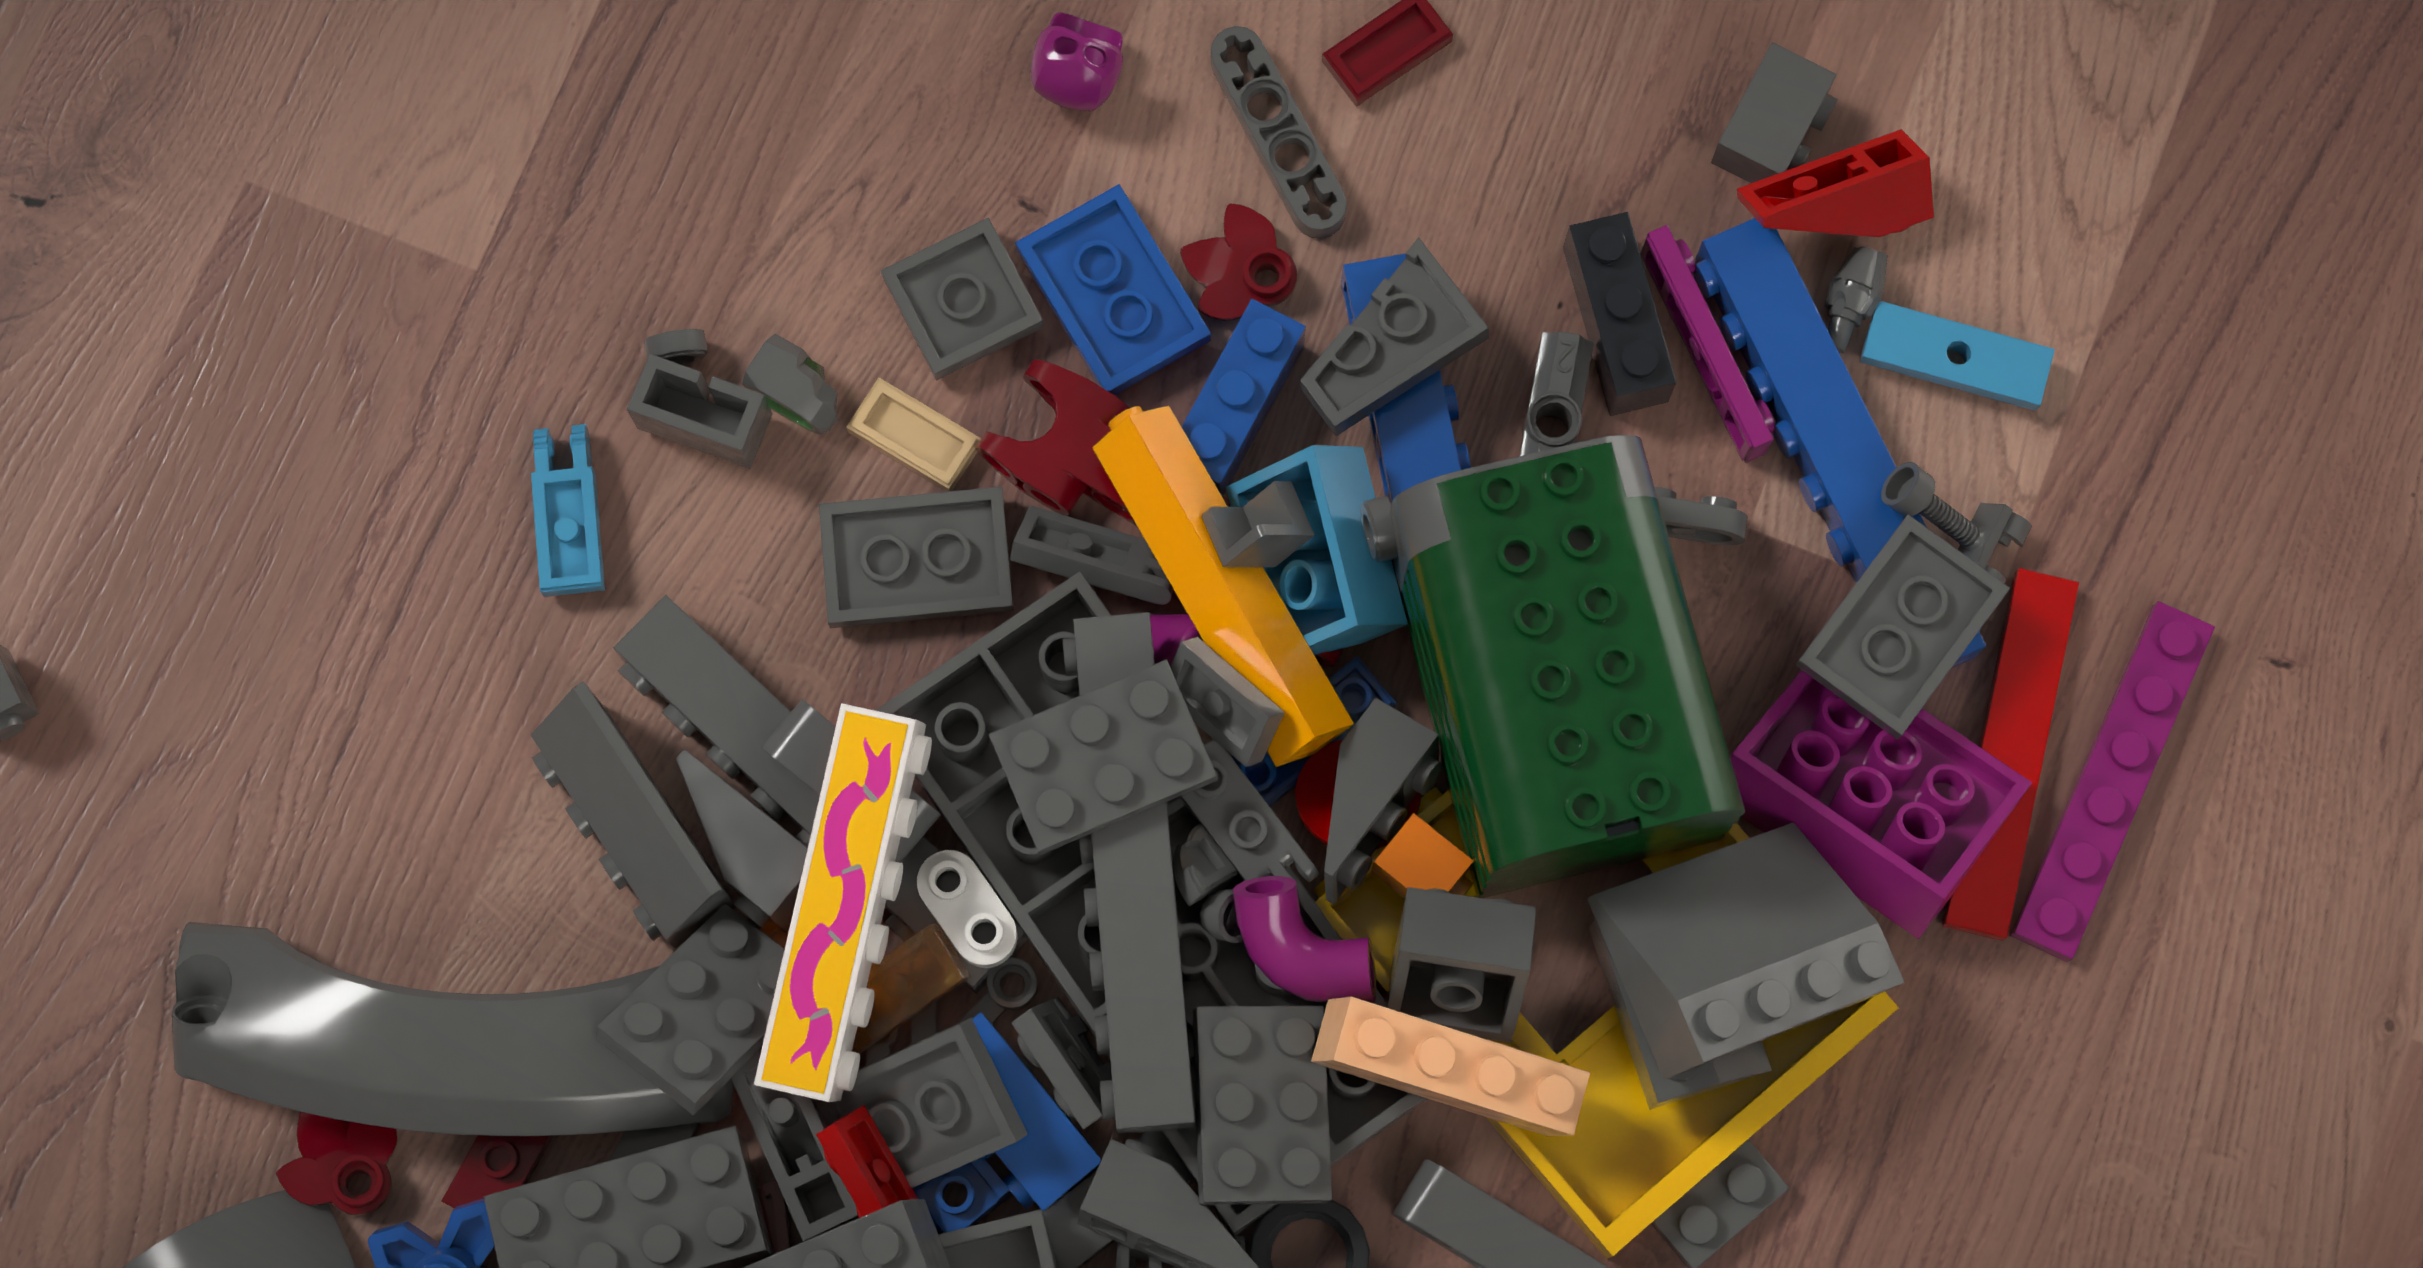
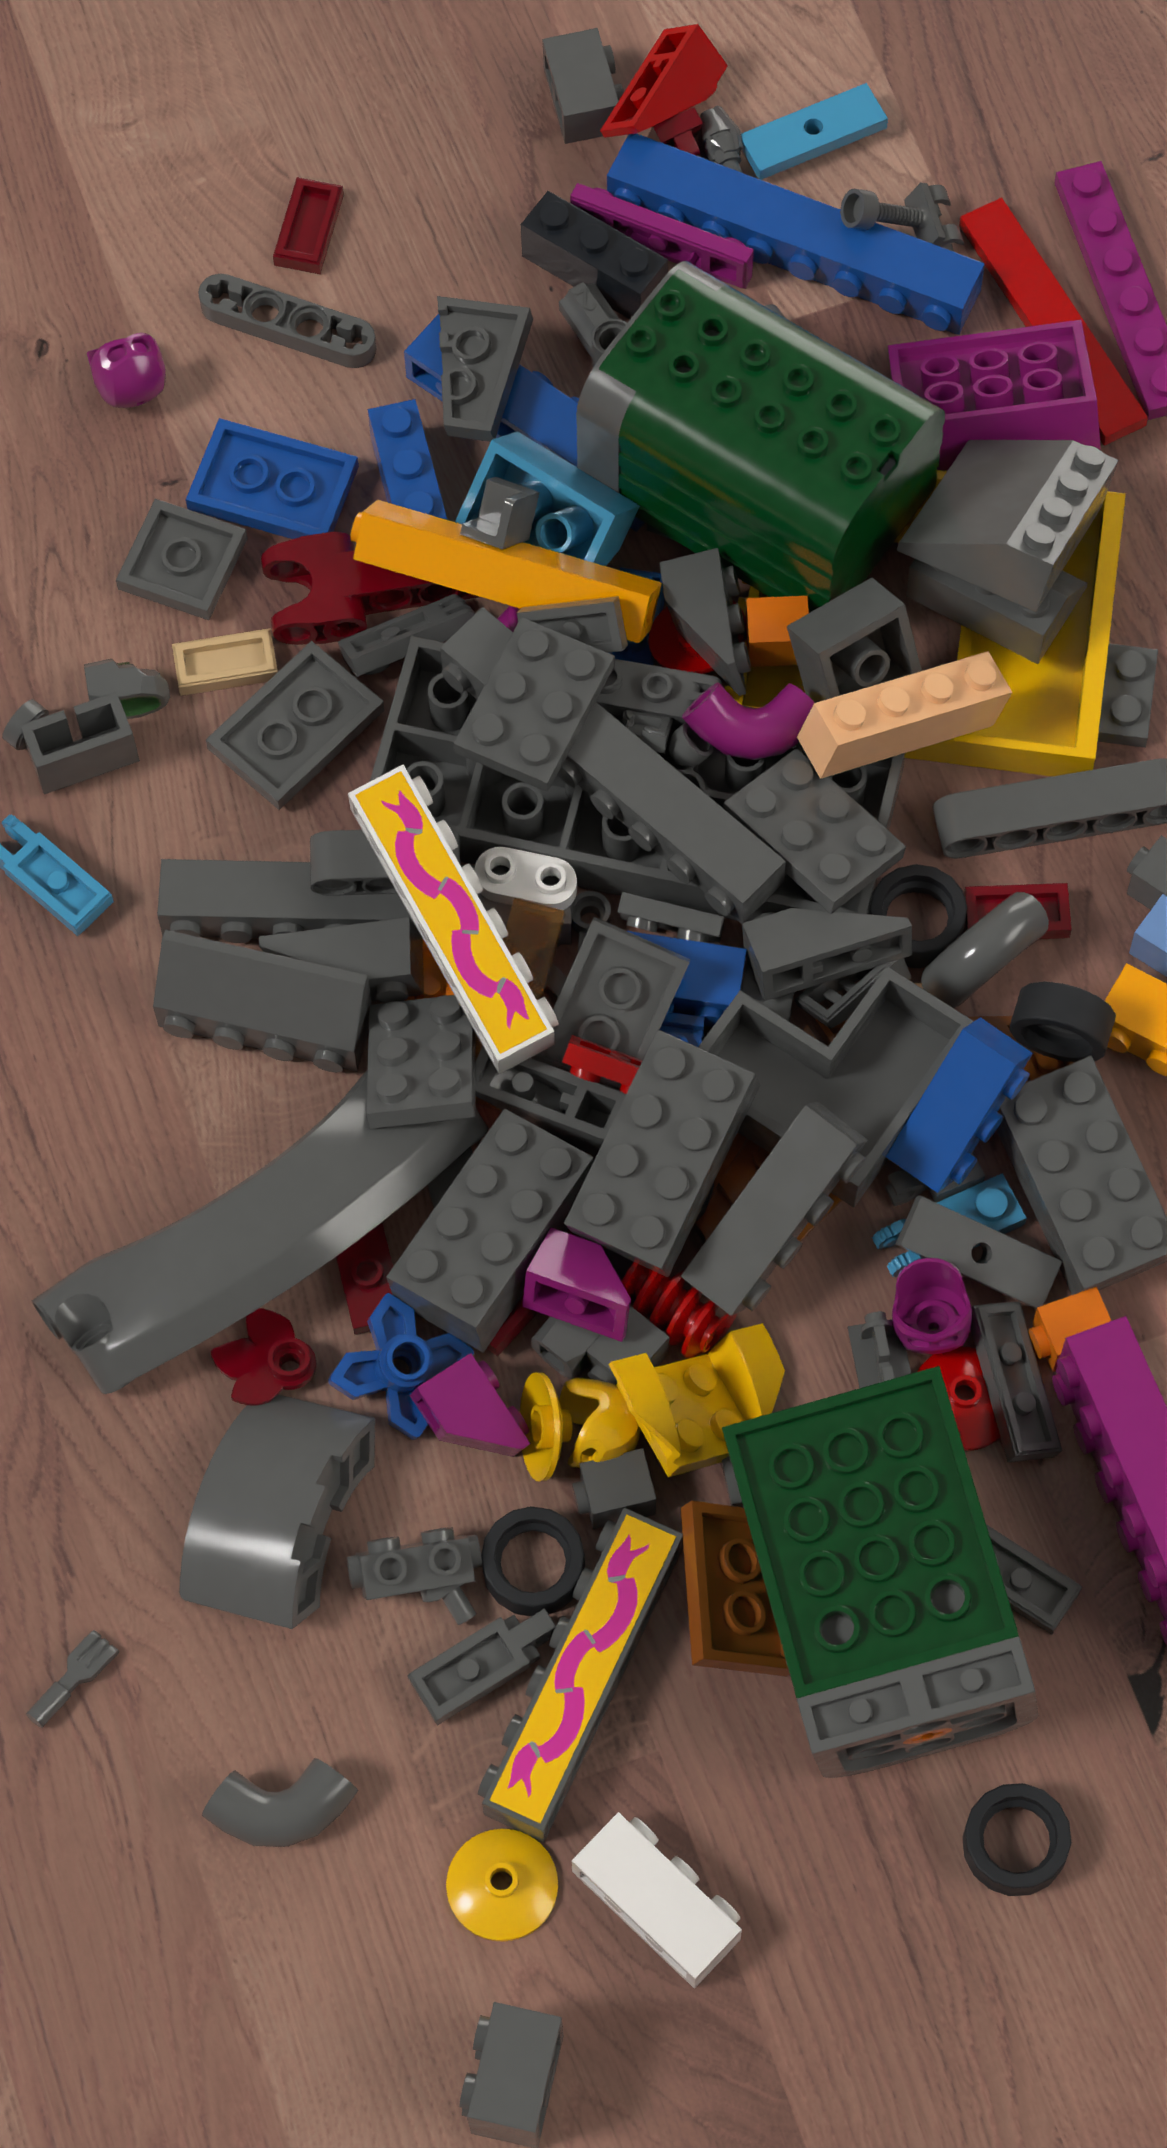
camera: 40 degrees left, 10 degrees down
(1232, 262) = (330, 410): dark red plate -> none
(1379, 529) = (576, 454): dark grey tile -> none
(1816, 252) = (679, 131): none -> dark red tile
(1902, 627) = (928, 284): dark grey plate -> none

